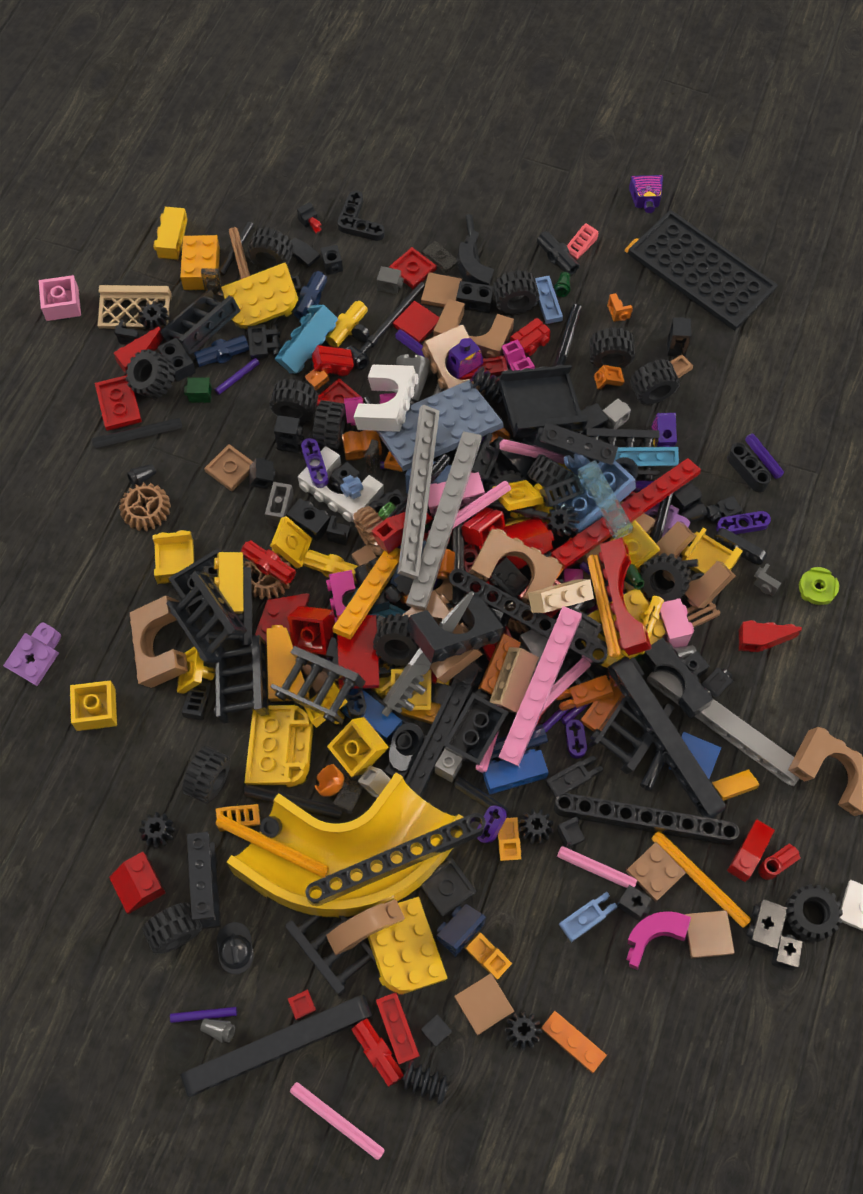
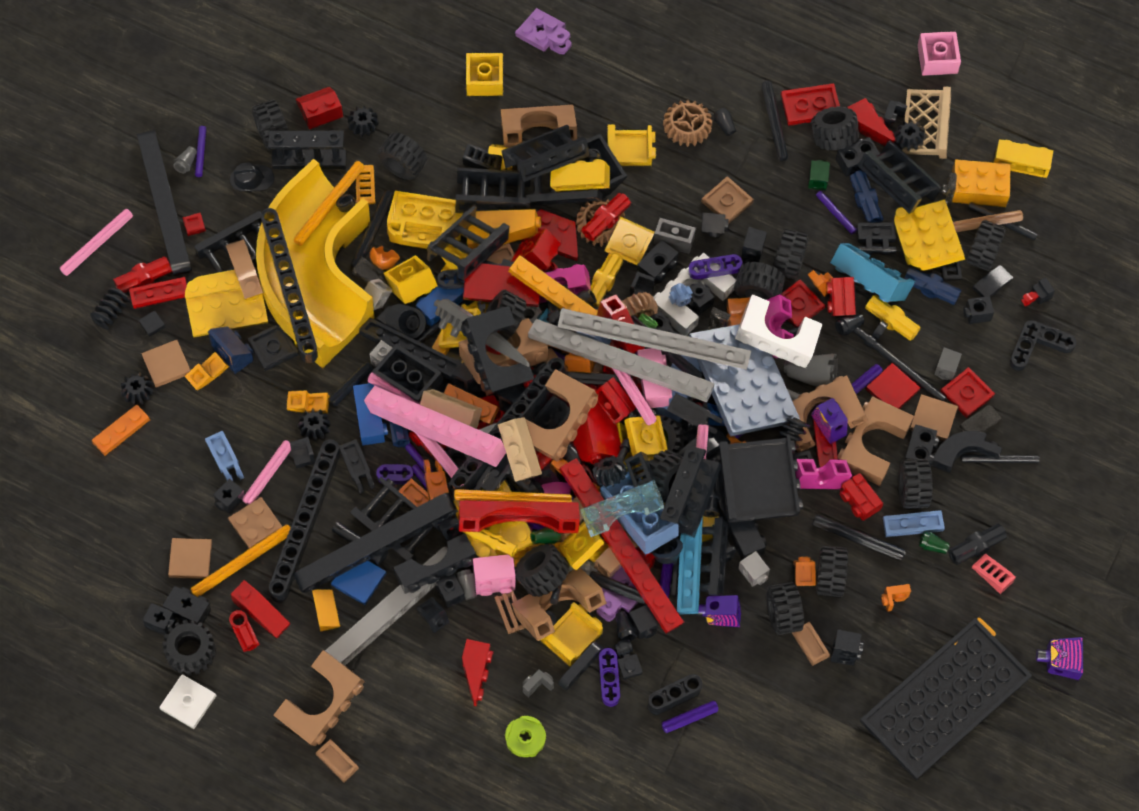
camera: 95 degrees right, 0 degrees up
(495, 826) = (318, 383): dark purple beam -> none
(655, 925) = (202, 519): dark pink arch -> none

